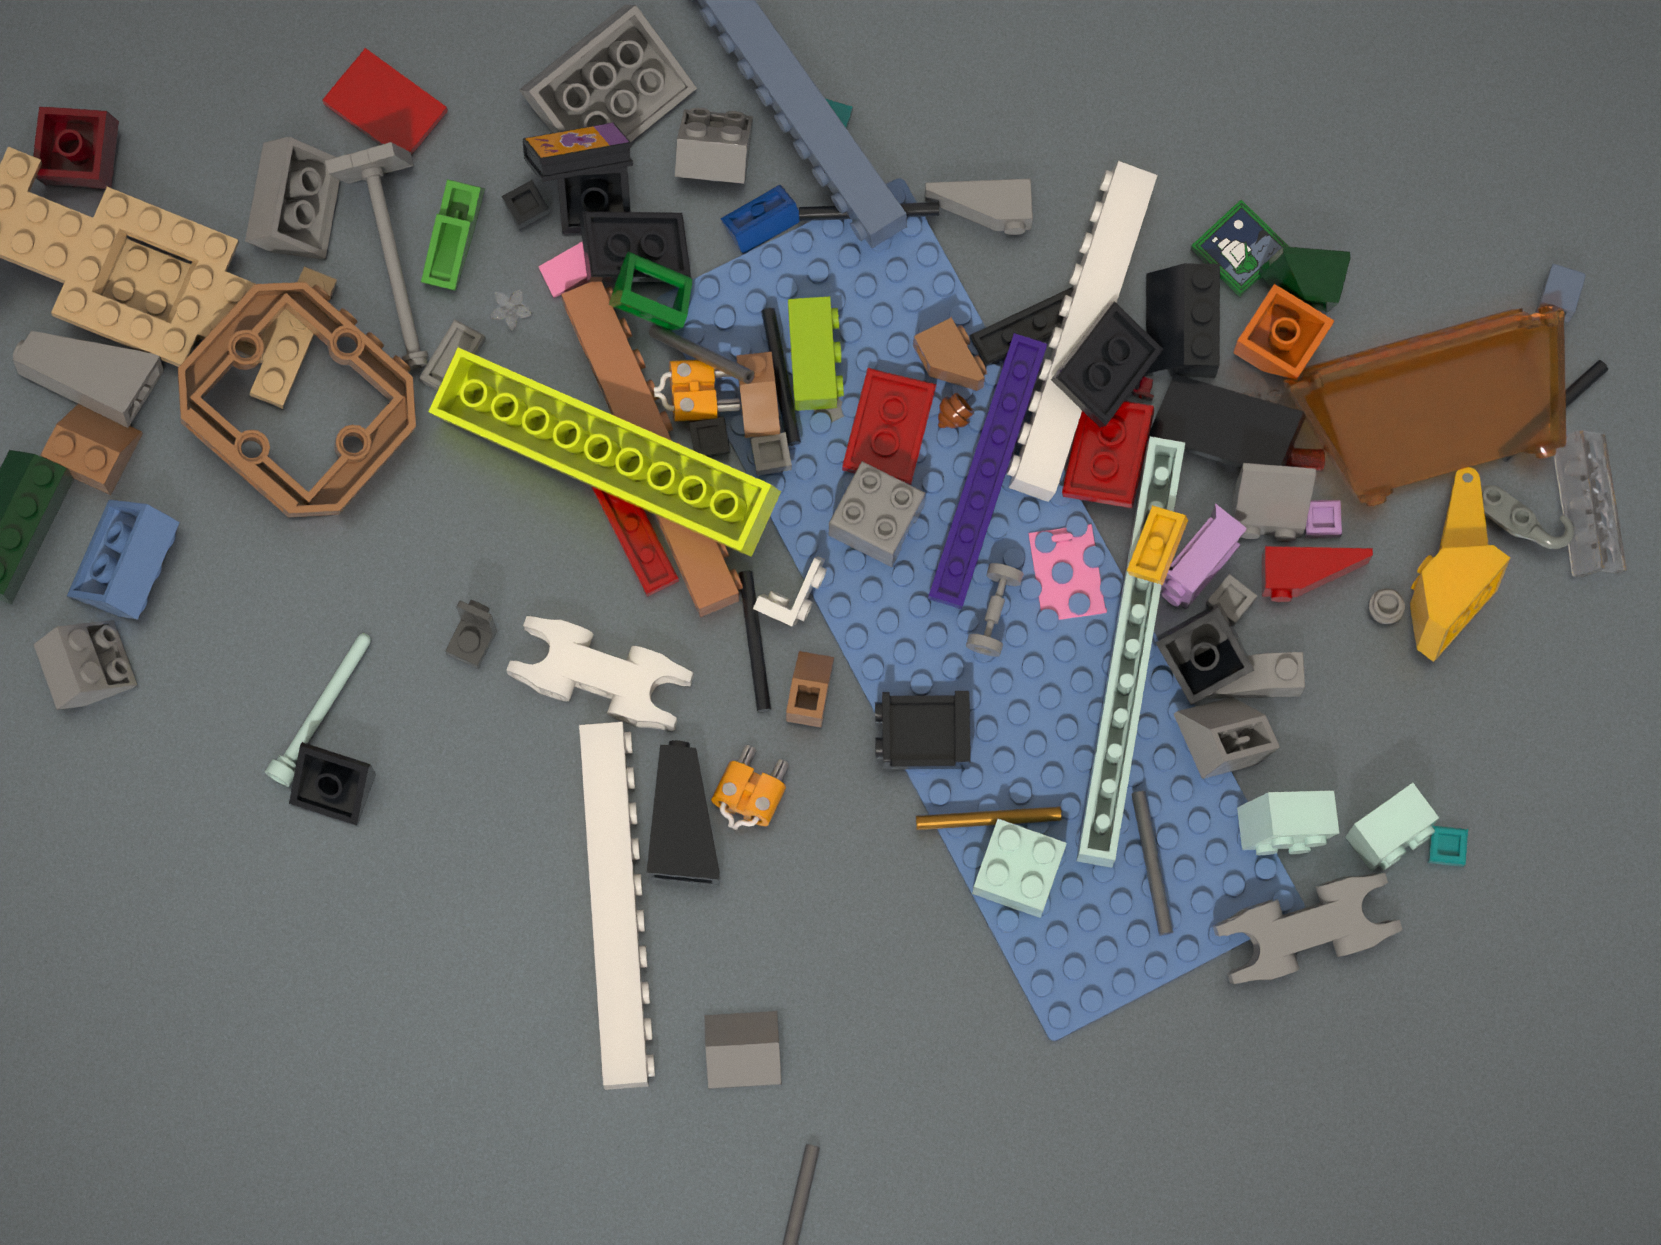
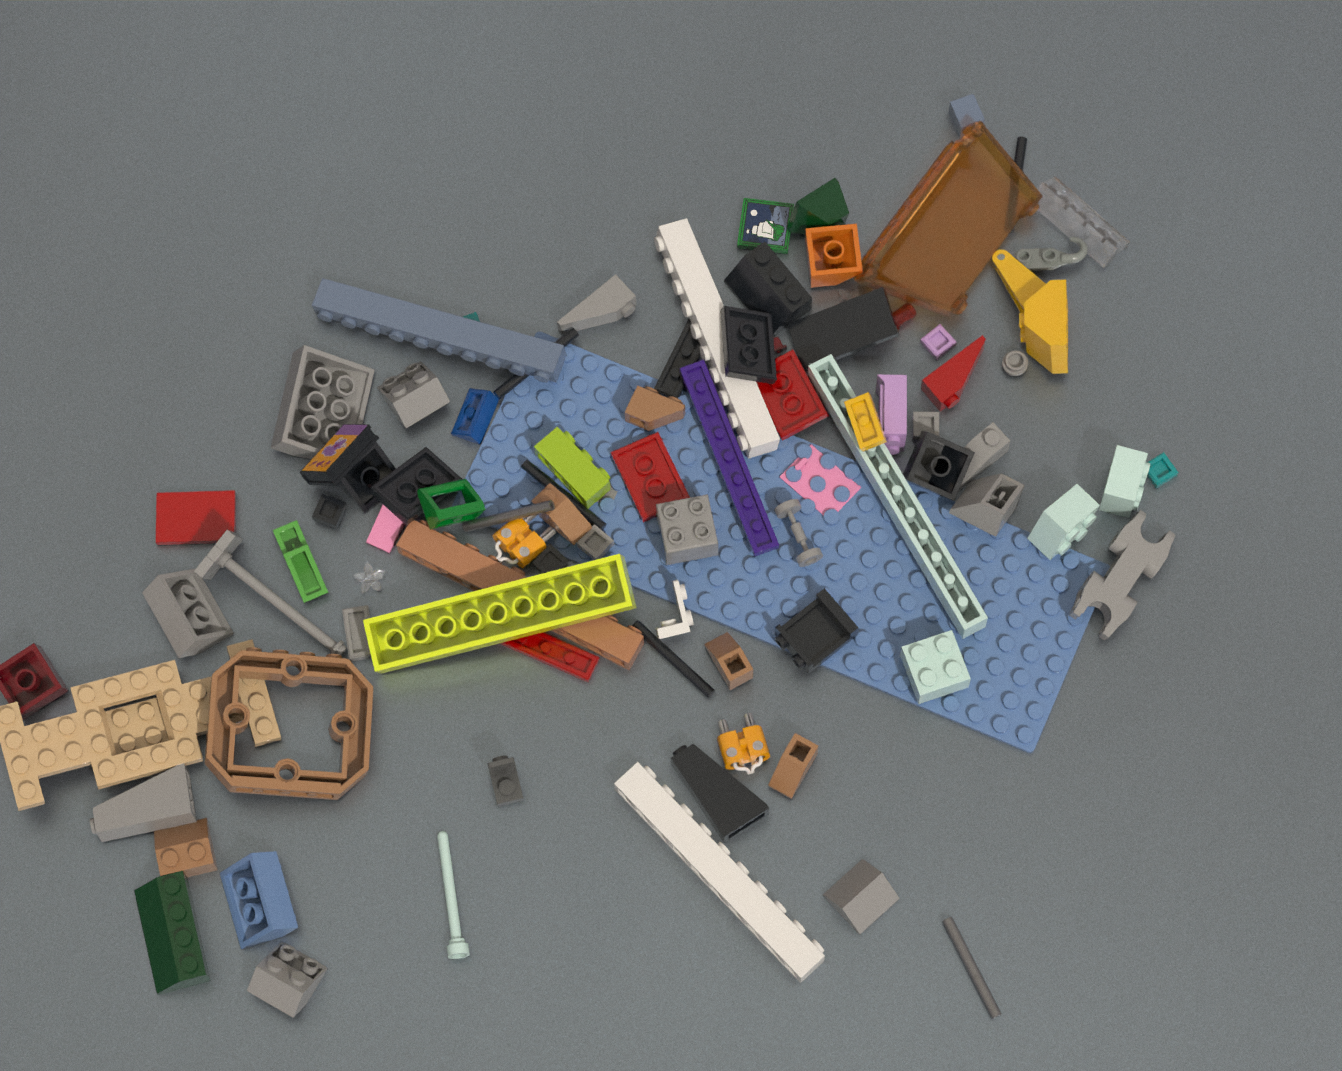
camera: 35 degrees left, 5 degrees down
(331, 783) = (494, 932): black slope -> none
(576, 665) = (617, 740): white piece -> none
(783, 855) = (793, 765): none -> medium nougat slope
(954, 412) = (681, 439): dark orange plate -> none
(988, 818) = (892, 654): pearl gold bar -> none
(1152, 863) = (1006, 607): flat silver bar -> none
(1273, 500) = (906, 348): light grey slope -> none

